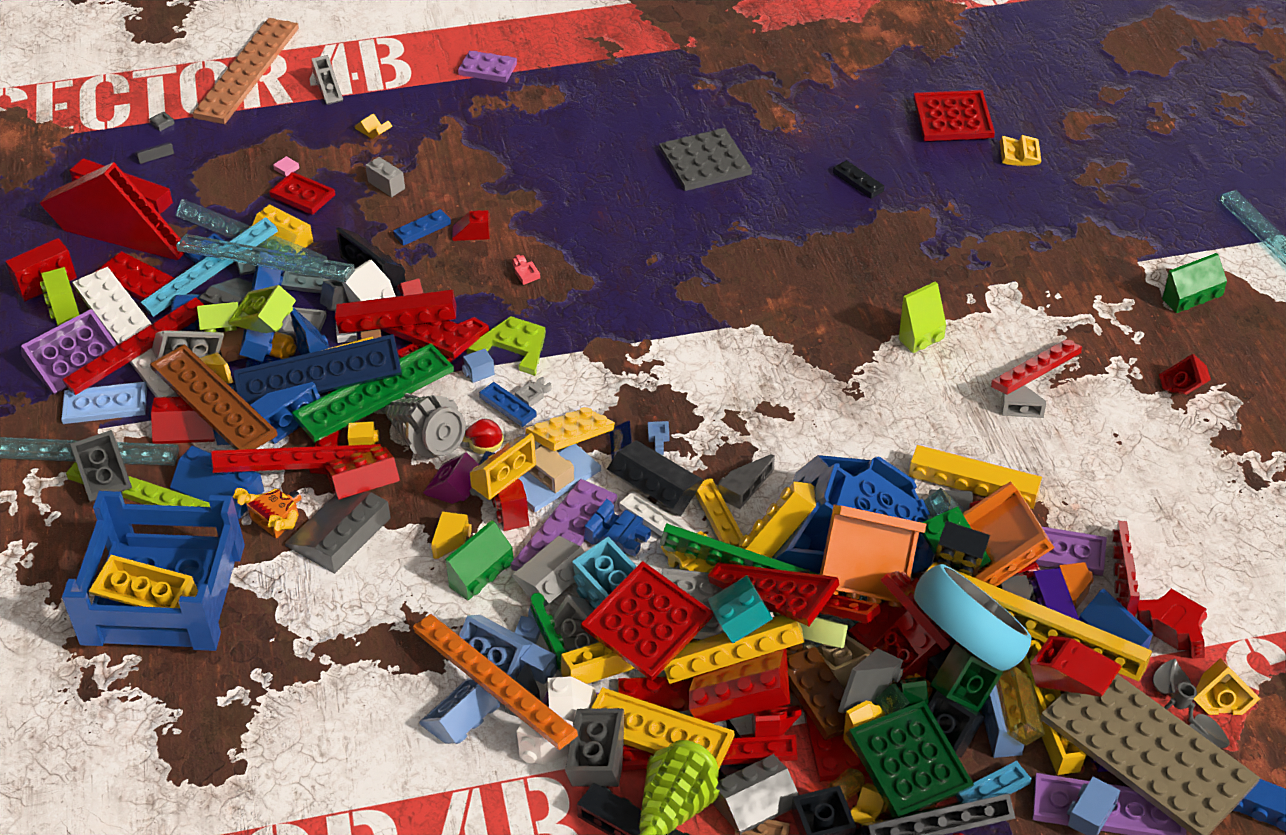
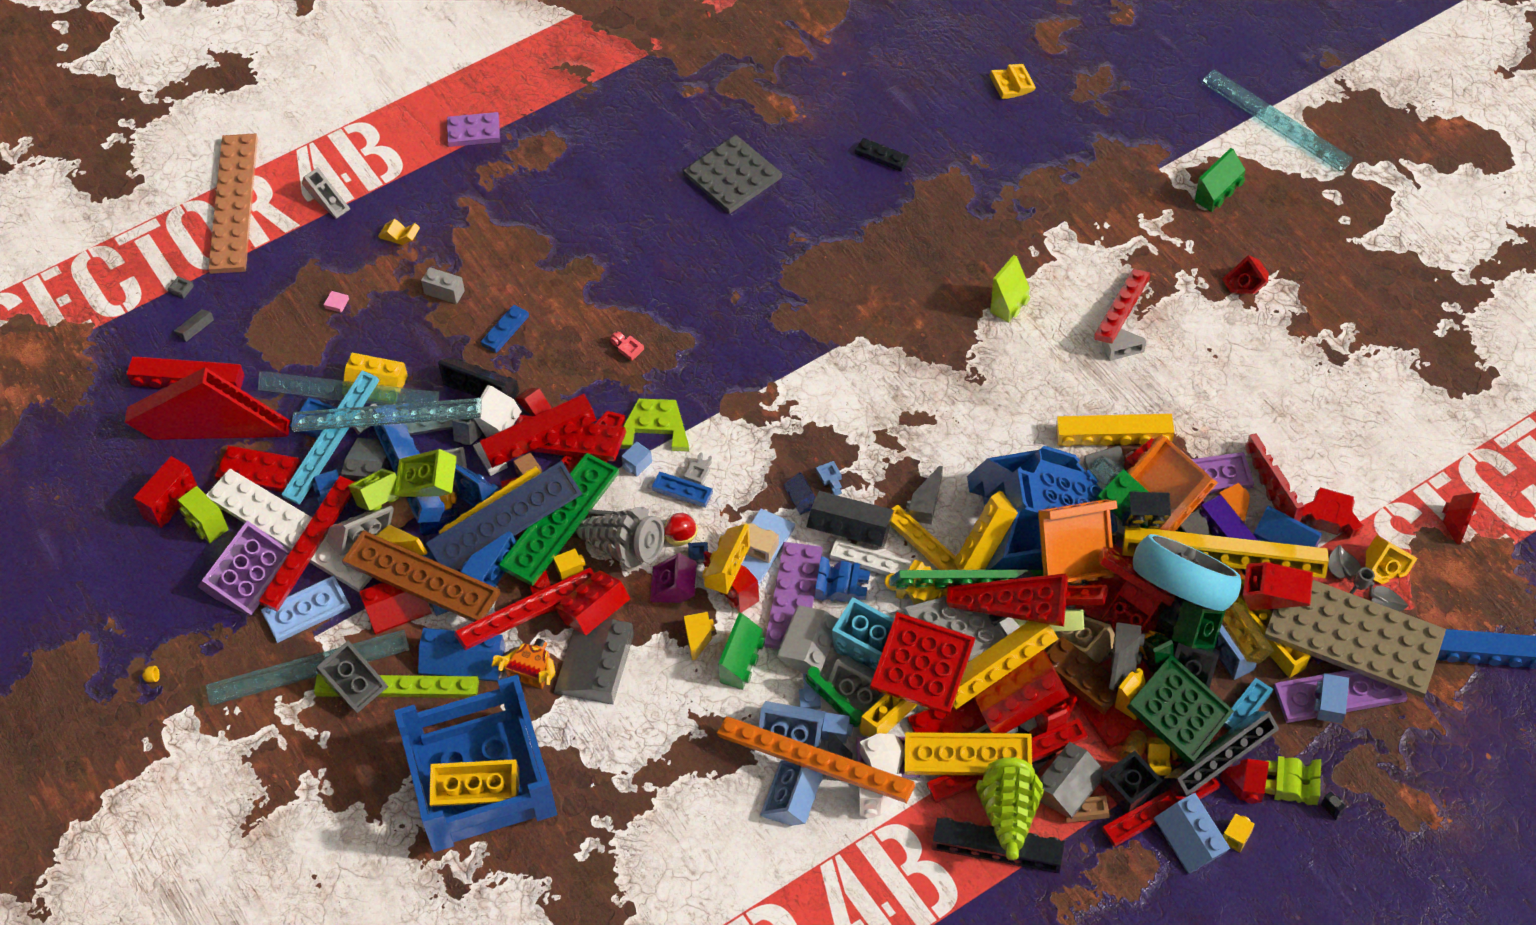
camera: 20 degrees left, 10 degrees up
(302, 193) = (370, 327): red plate -> none
(472, 226) = (553, 313): red slope -> none
(570, 428) = (754, 498): yellow plate -> none
(598, 748) = (932, 792): dark grey slope -> none
(739, 609) = (995, 626): teal slope -> none
(892, 699) = (1148, 664): clear green plate -> none
(953, 115) = (937, 59): red plate -> none

